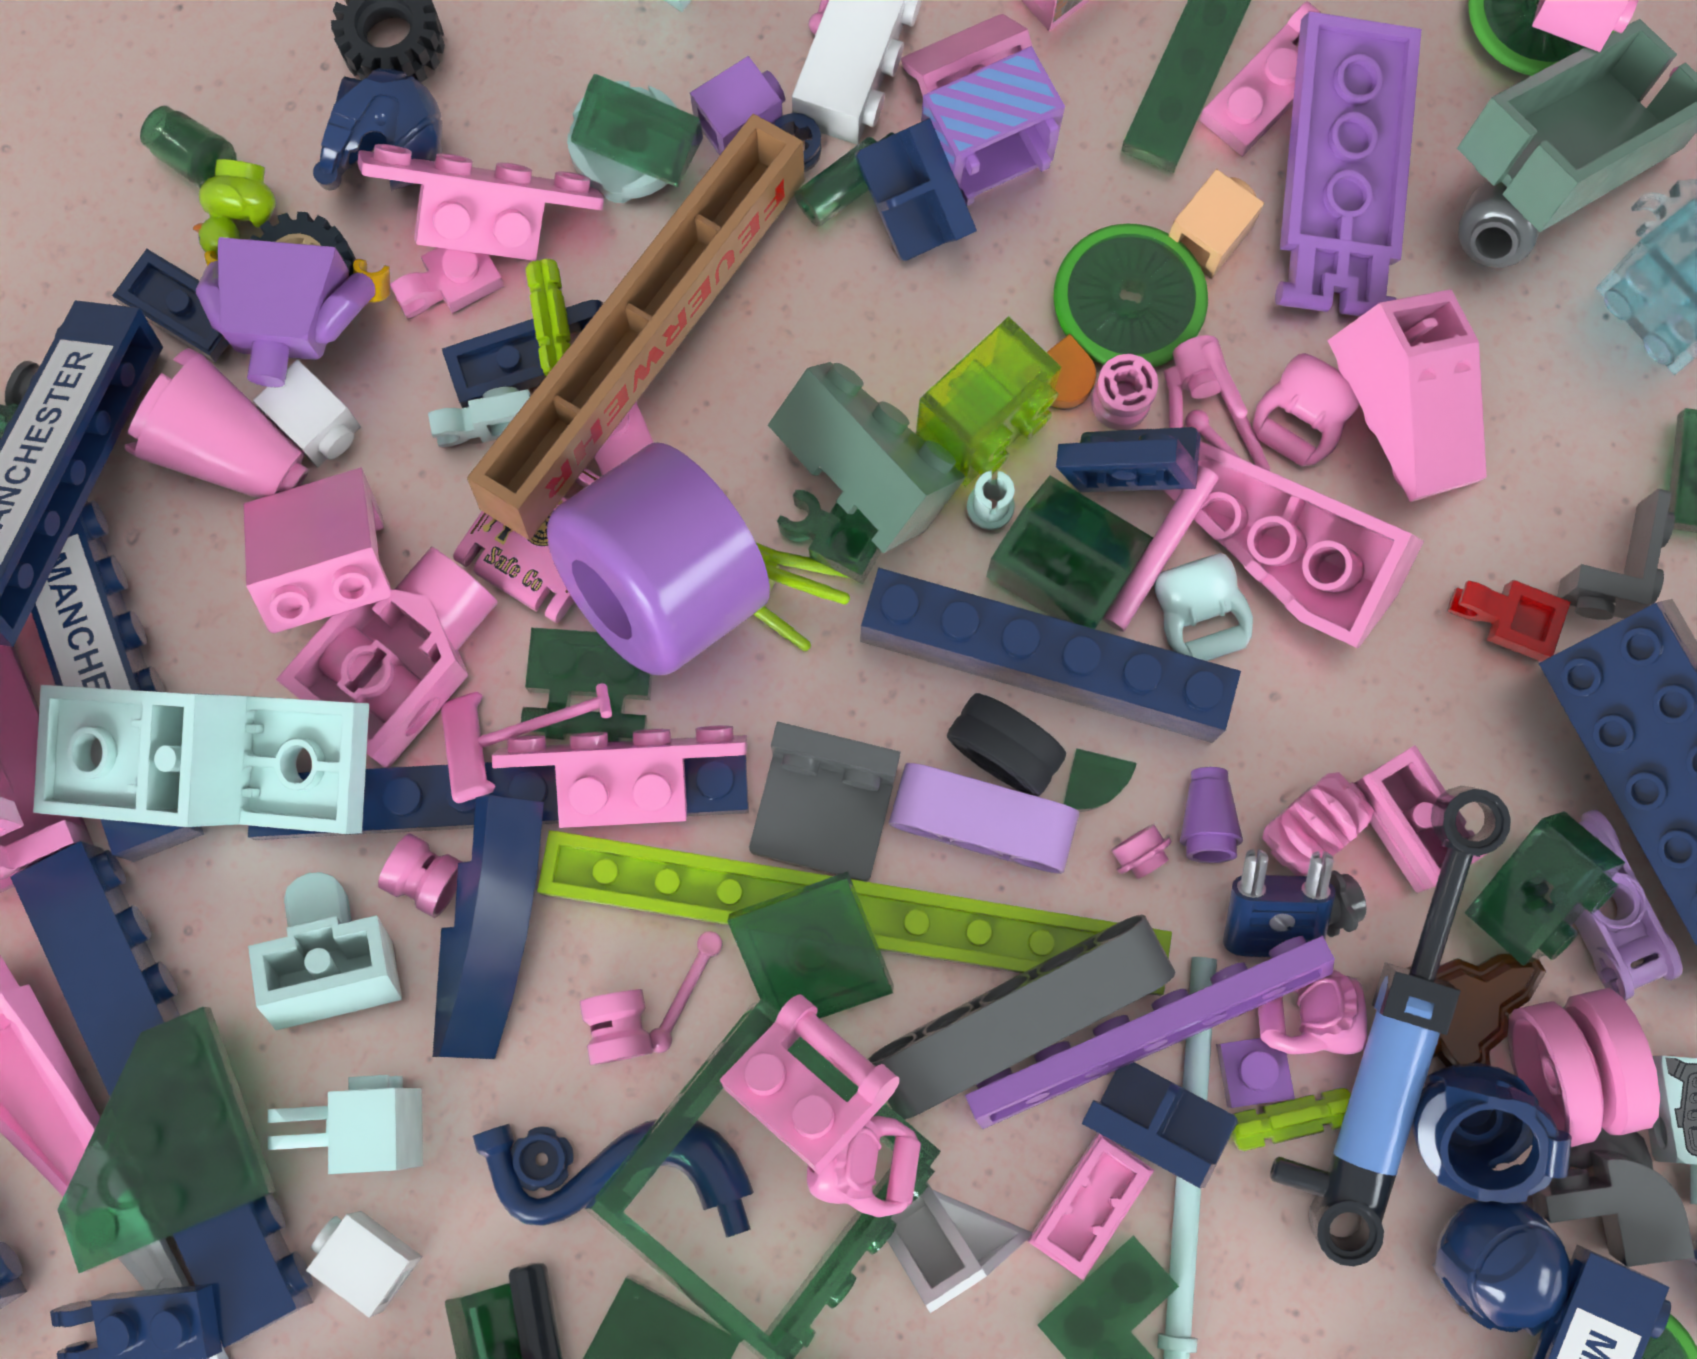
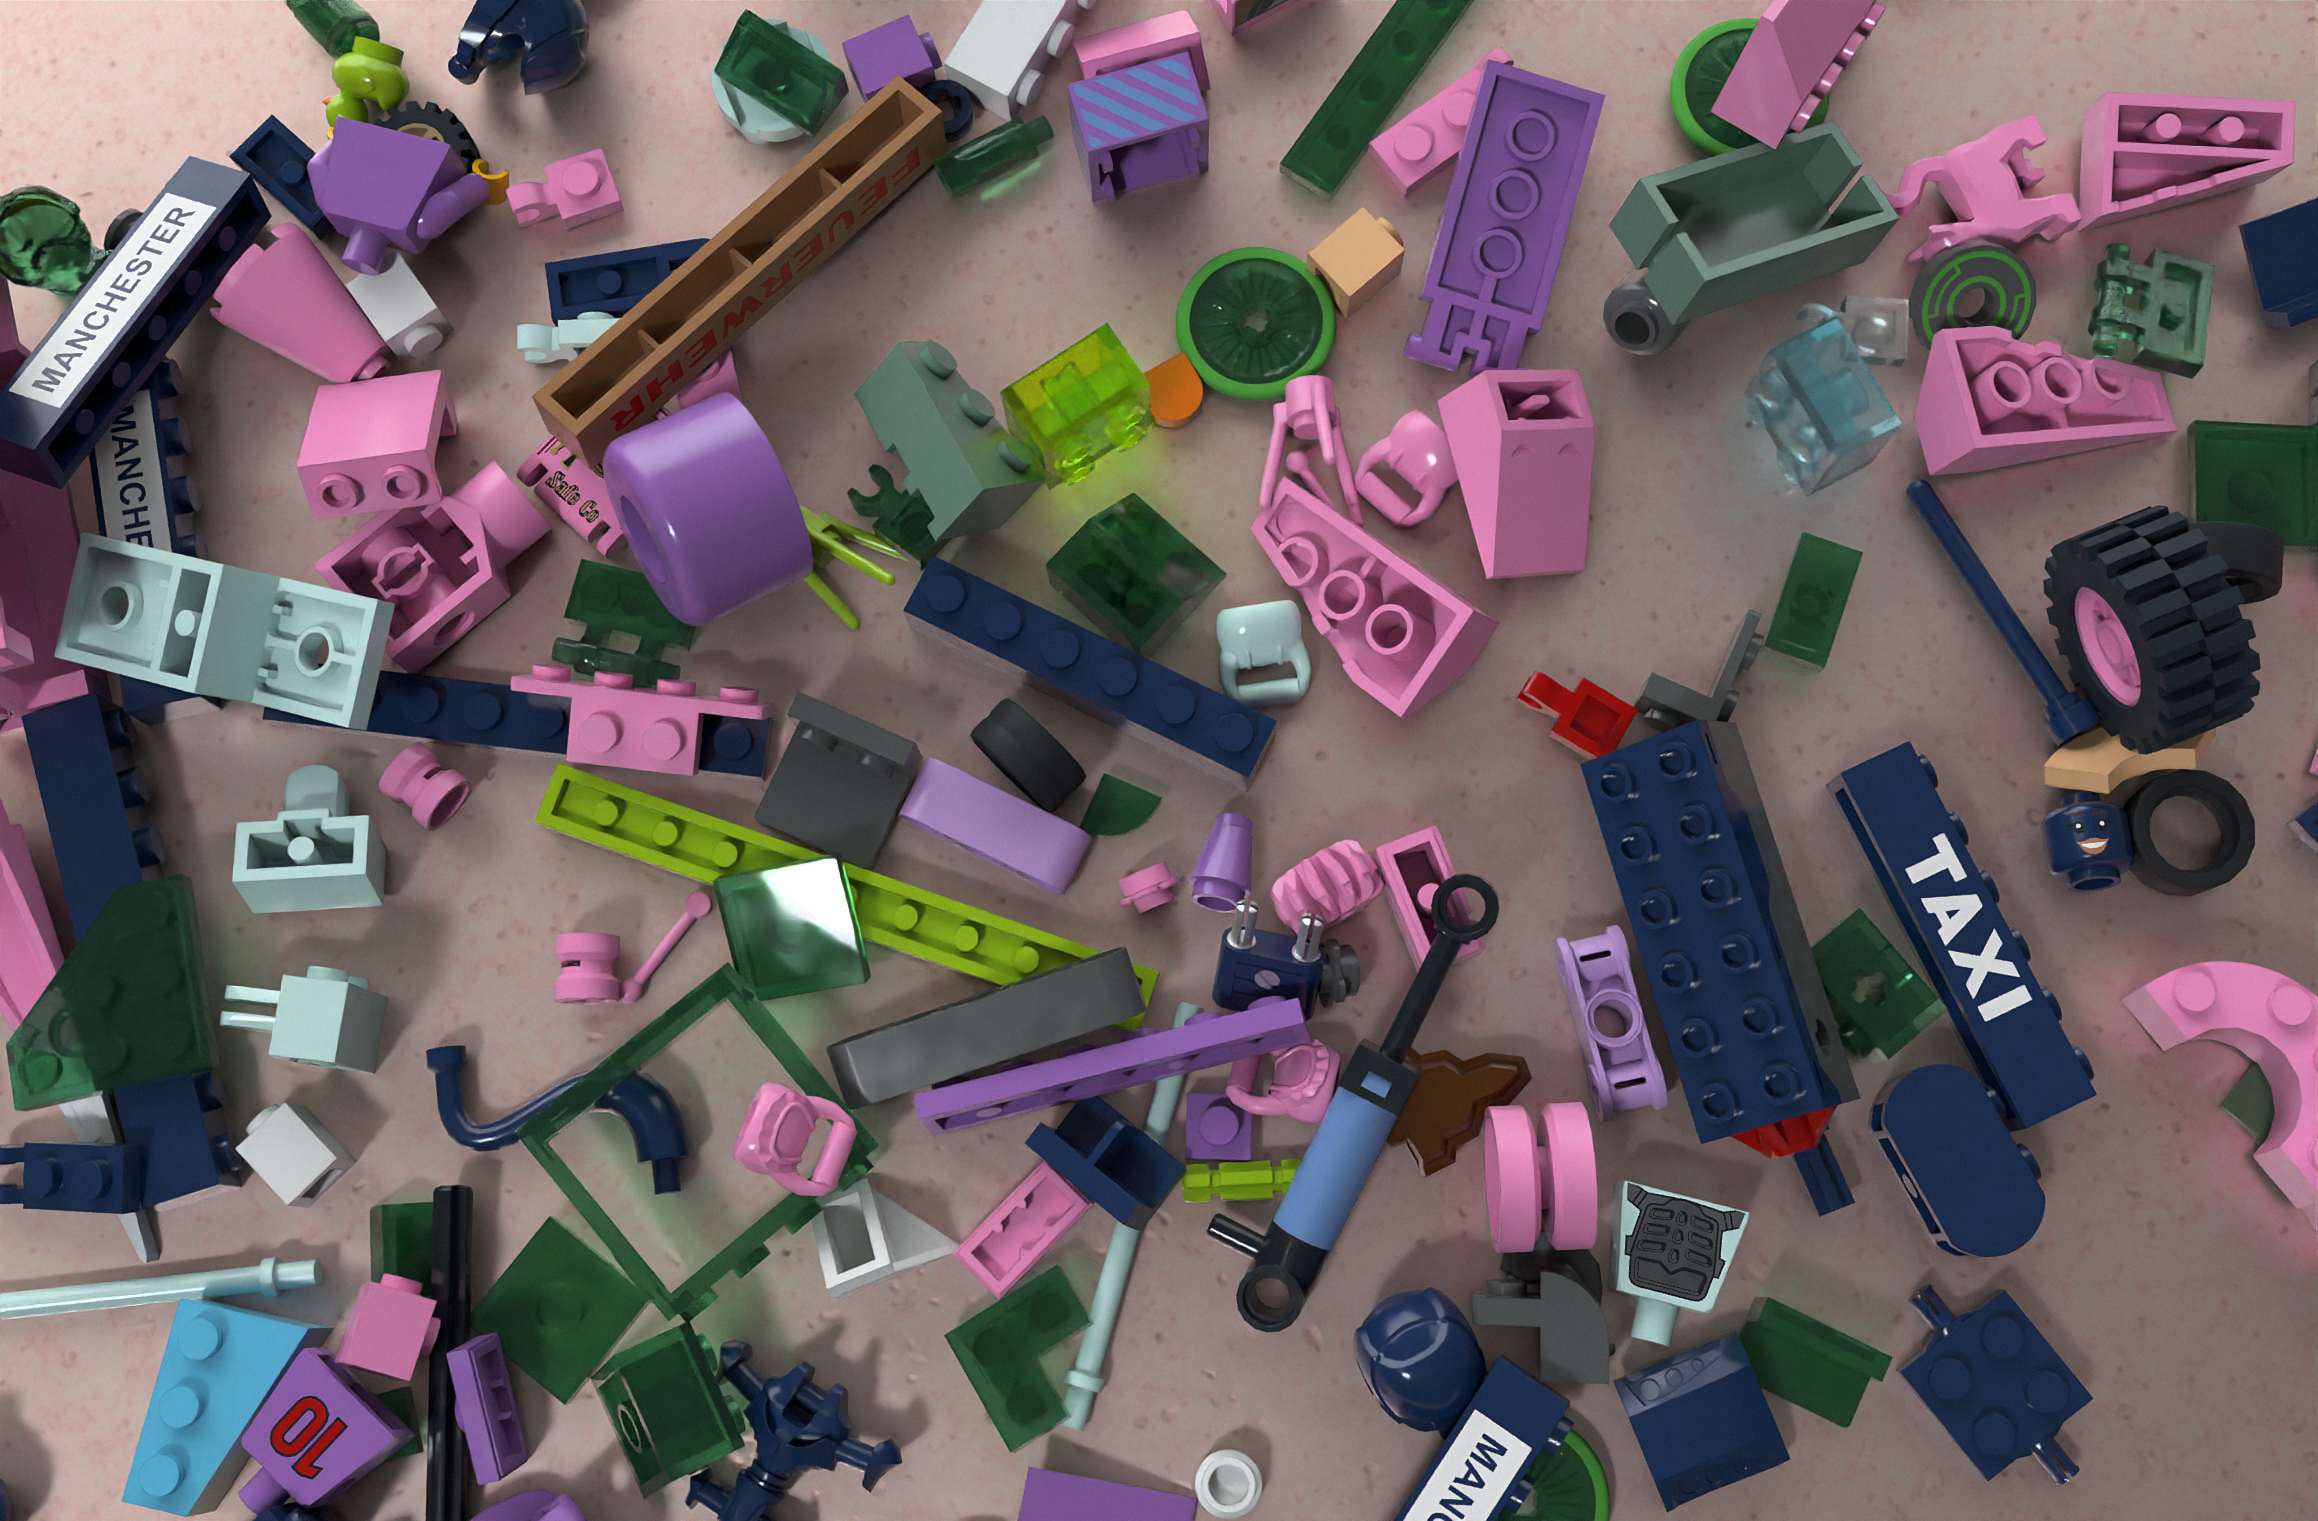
camera: 15 degrees right, 0 degrees up
(466, 744) = (493, 662): bright pink piece -> none
(479, 207) = (608, 125): bright pink bracket -> none
(490, 928) = (479, 848): dark blue slope -> none
(548, 311) = (656, 239): lime axle -> none
(559, 1156) = (473, 1081): dark blue plate -> none
(797, 1102) = (733, 1062): bright pink plate -> none
(915, 190) = (1051, 180): dark blue panel -> none
(979, 506) = (1060, 496): light aqua pin -> none
(1119, 404) = (1226, 432): bright pink wheel -> none
(1132, 460) = (1214, 489): dark blue bracket -> none
(1159, 551) = (1228, 585): bright pink bar -> none
(1482, 1118) = (1426, 1213): dark blue helmet -> none
(1514, 902) = (1540, 992): clear green brick -> none

